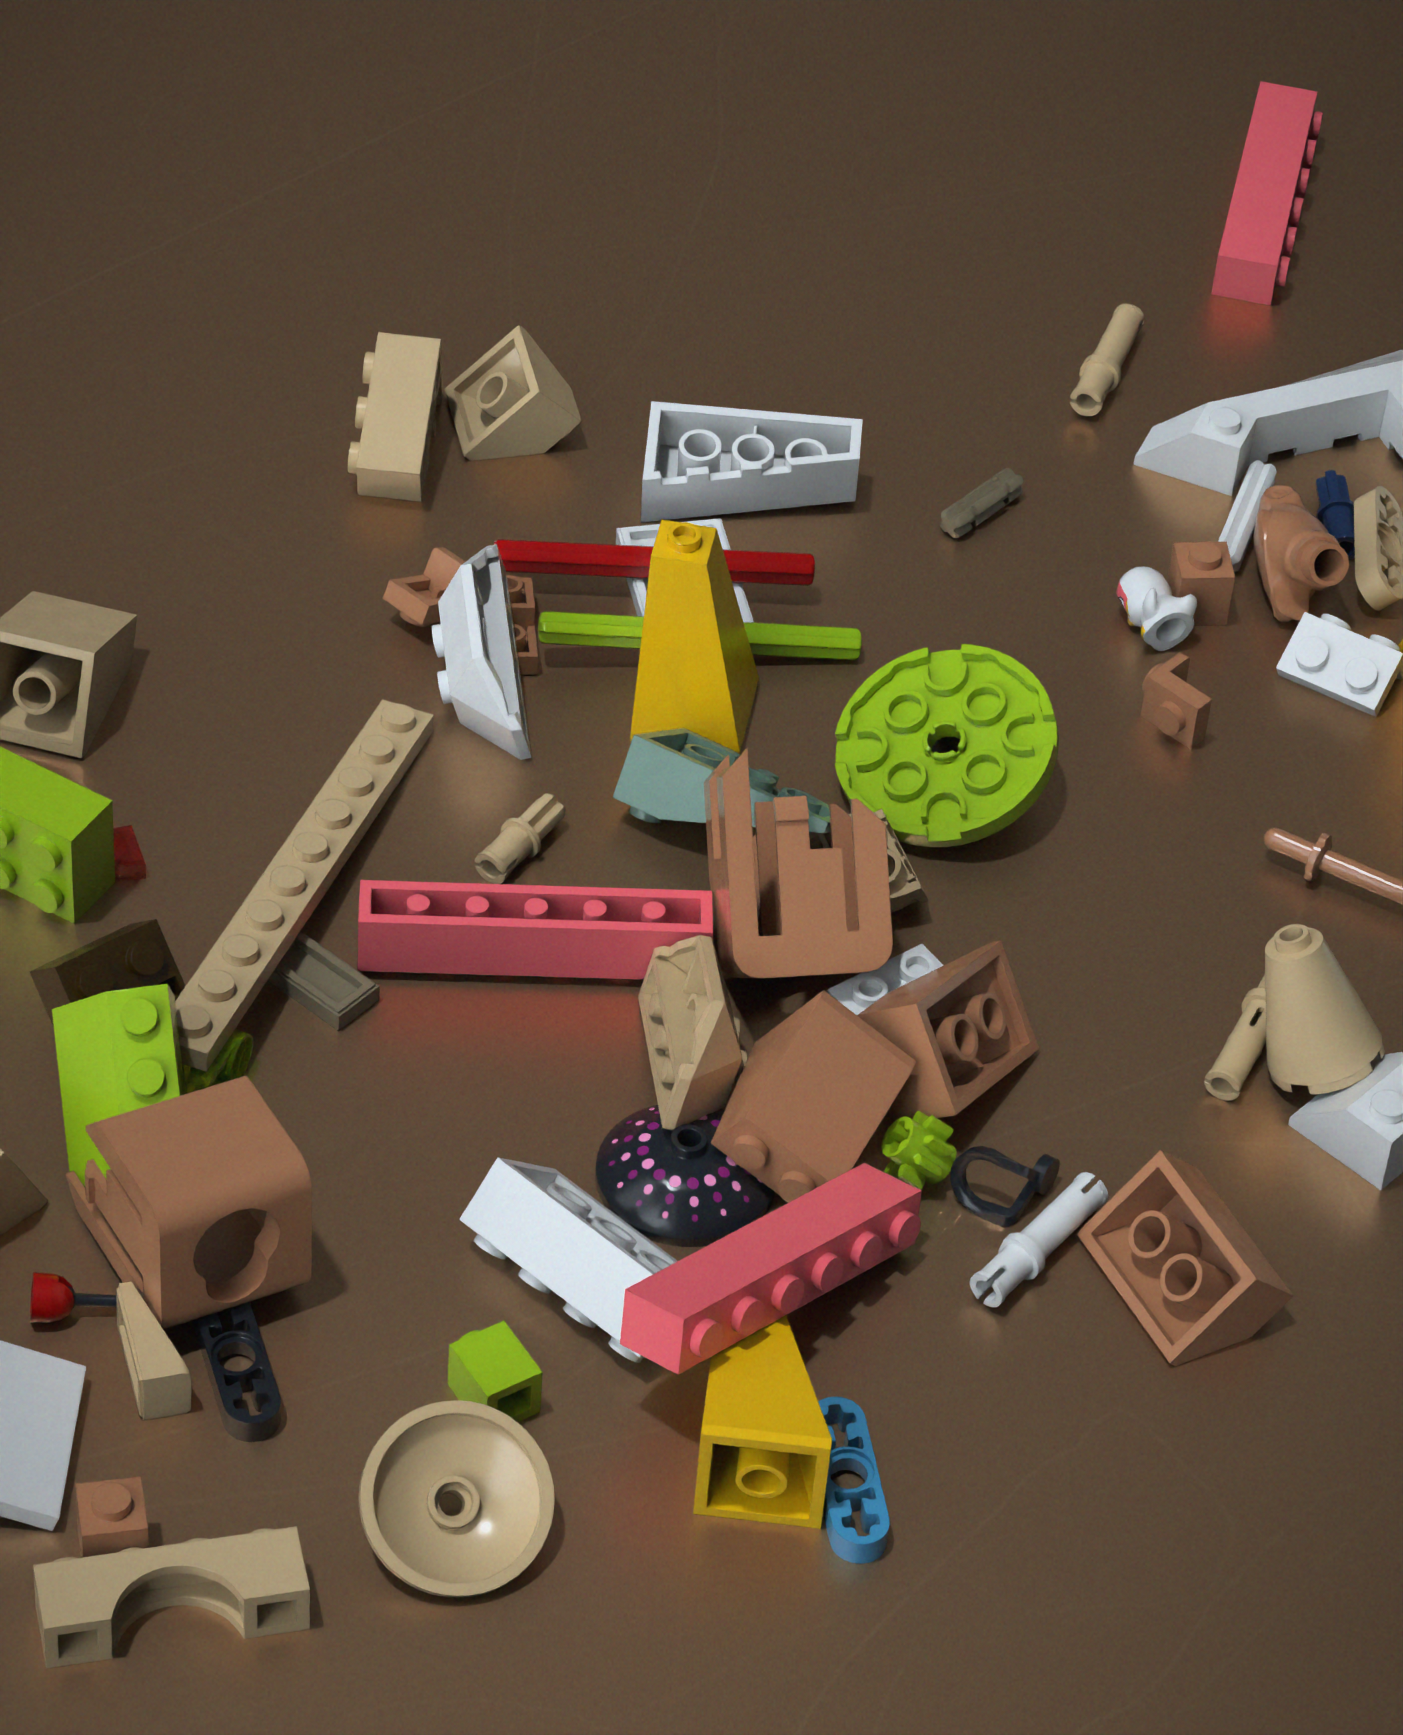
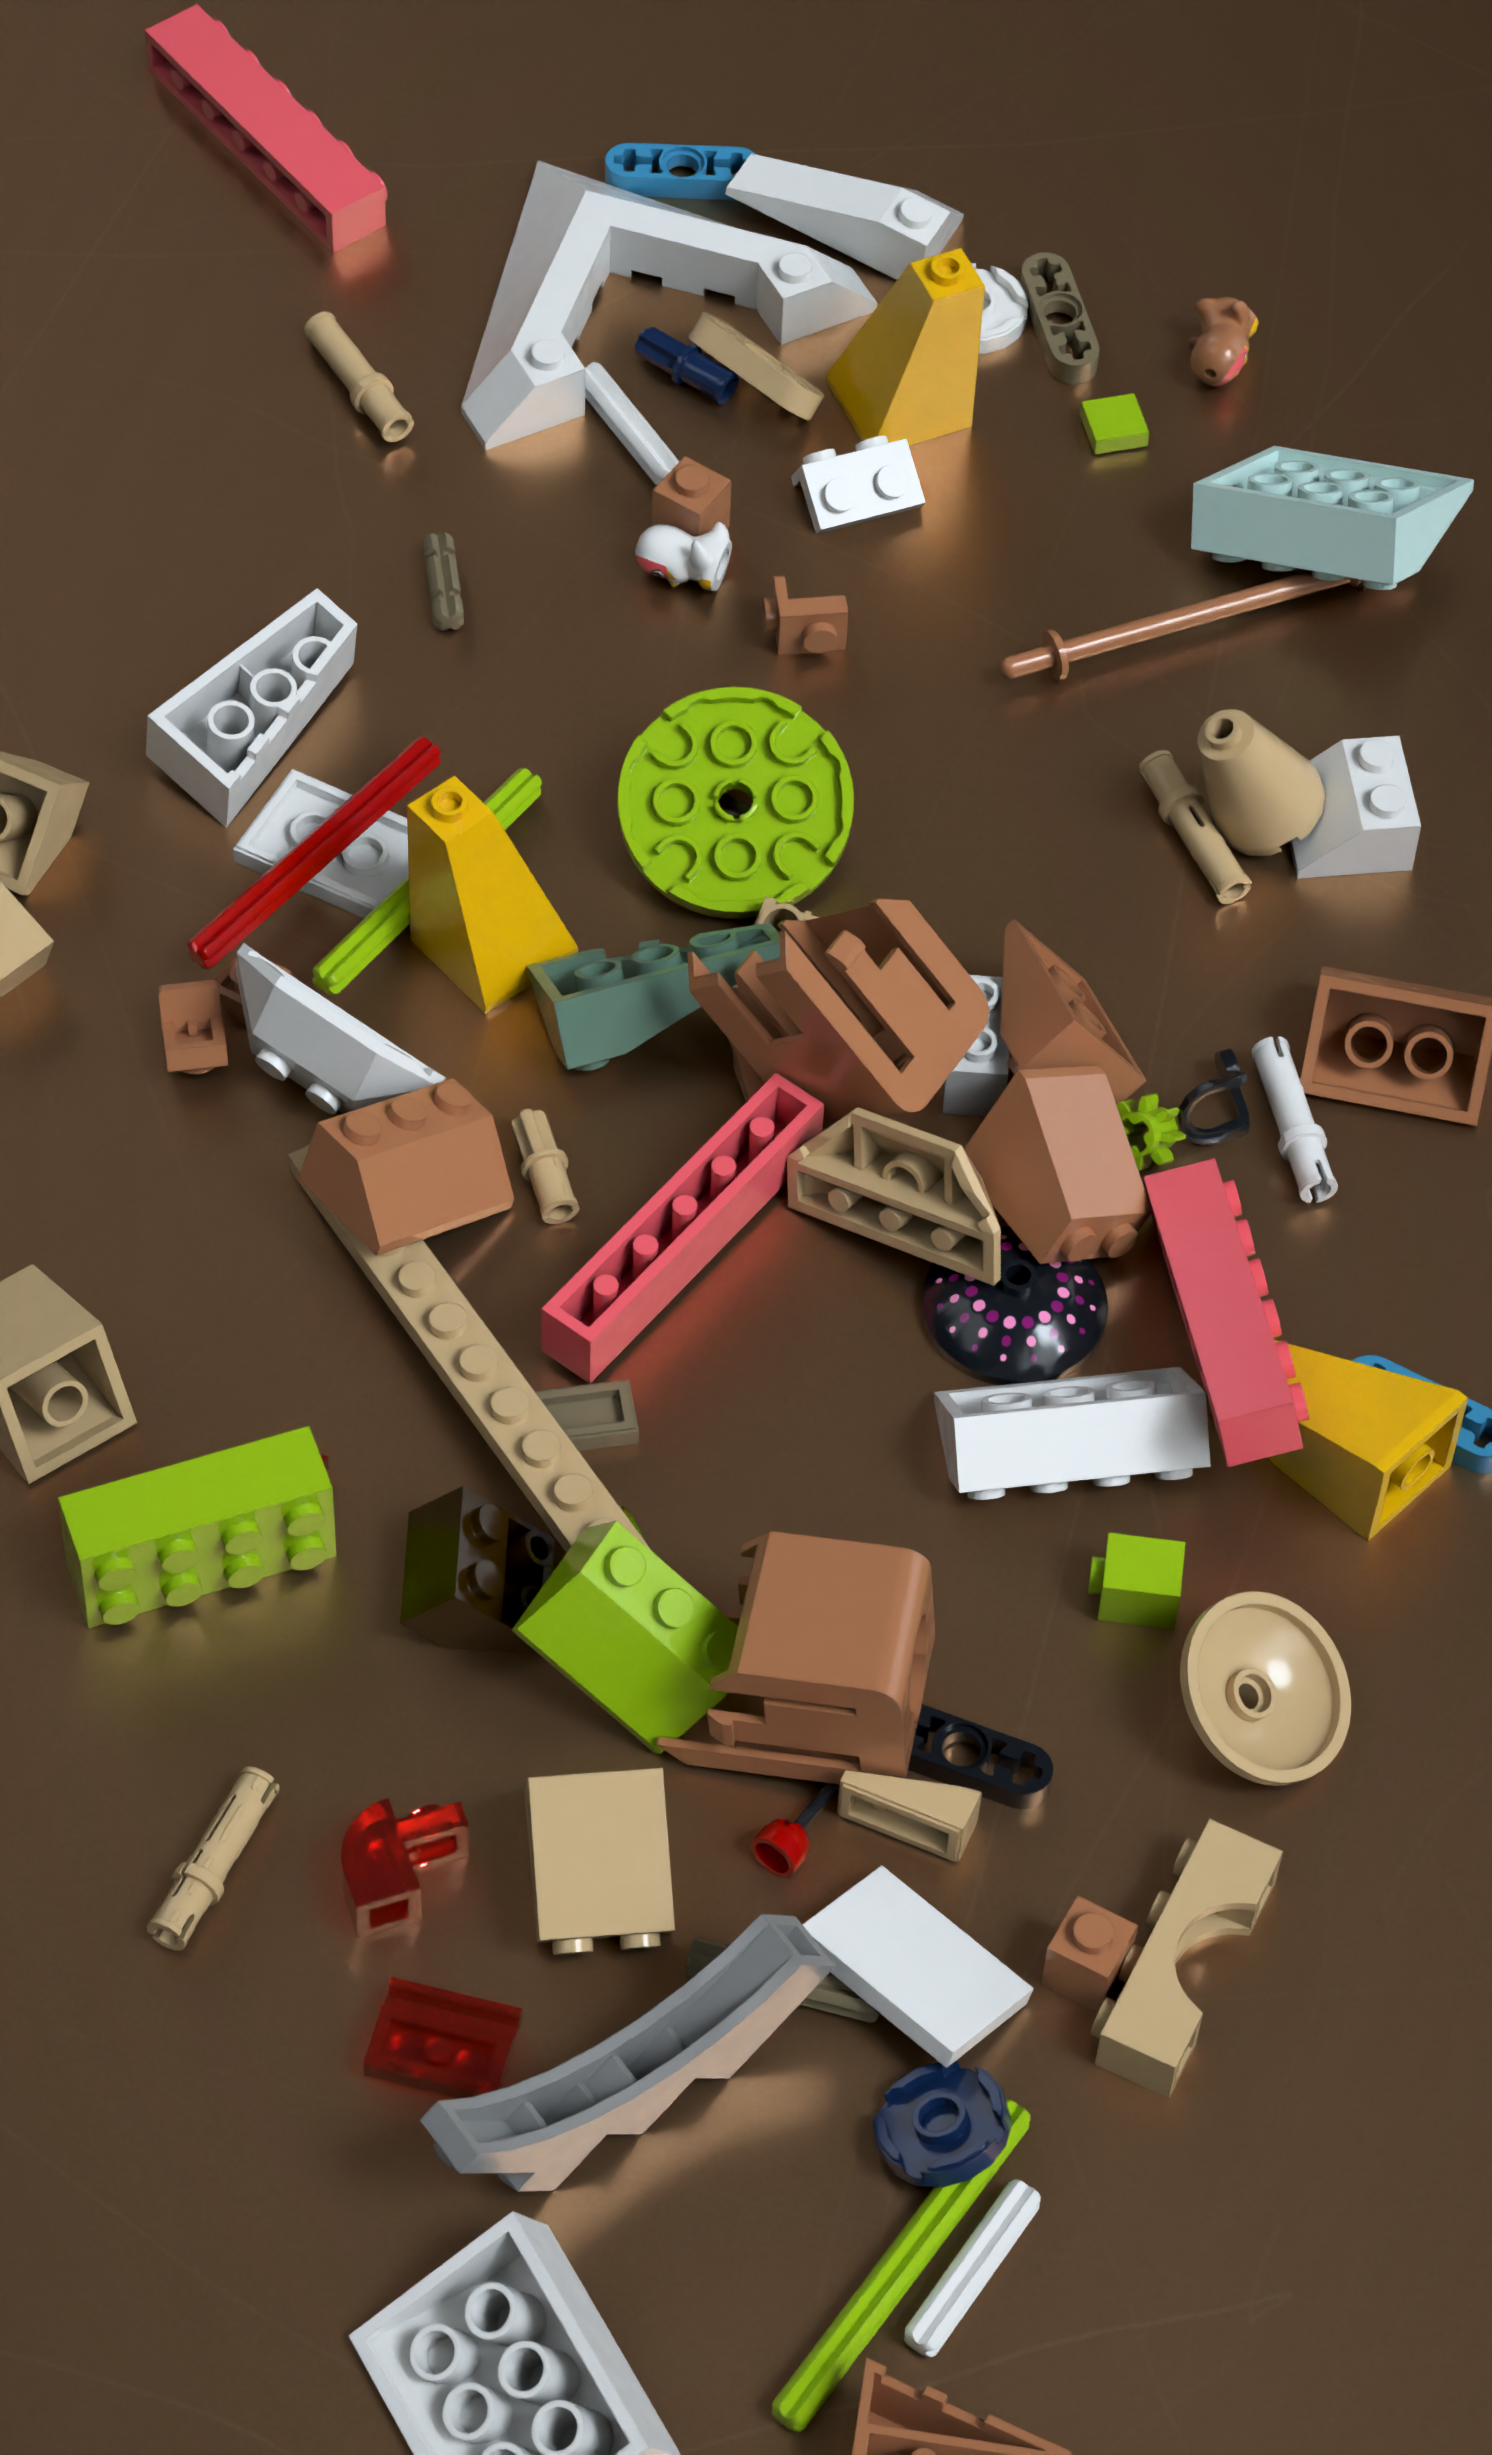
camera: 50 degrees left, 10 degrees up
(420, 751) = (409, 1166): none -> nougat slope
(1294, 553) = (720, 421): nougat animal -> none

